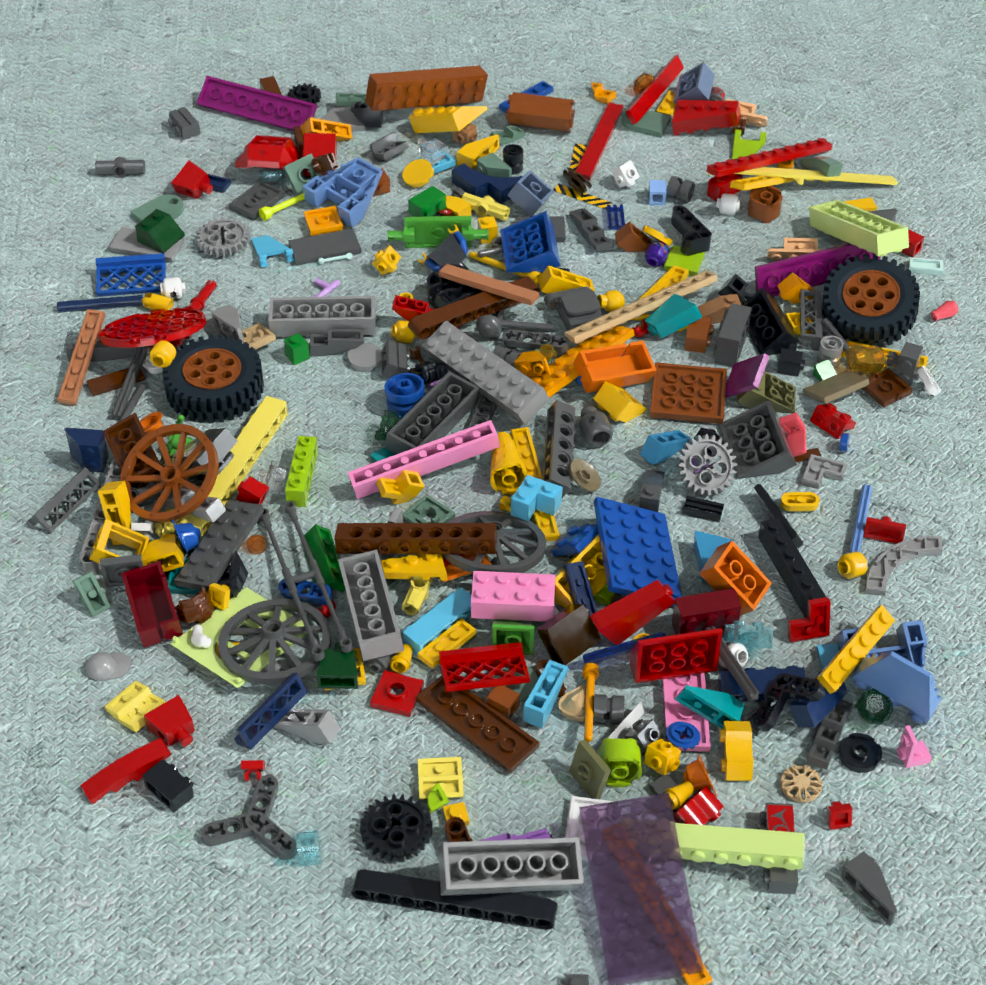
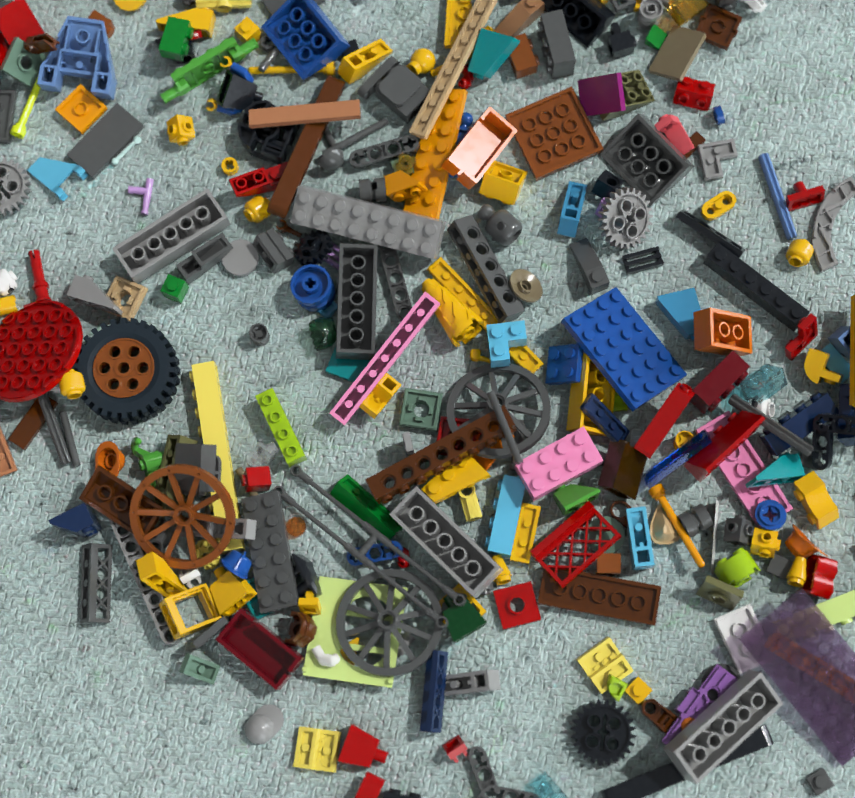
camera: 25 degrees left, 30 degrees up
(337, 406) = (256, 332): none -> dark grey wheel
(483, 535) = (505, 427): none -> dark grey bar
(810, 650) = (815, 367): none -> yellow brick

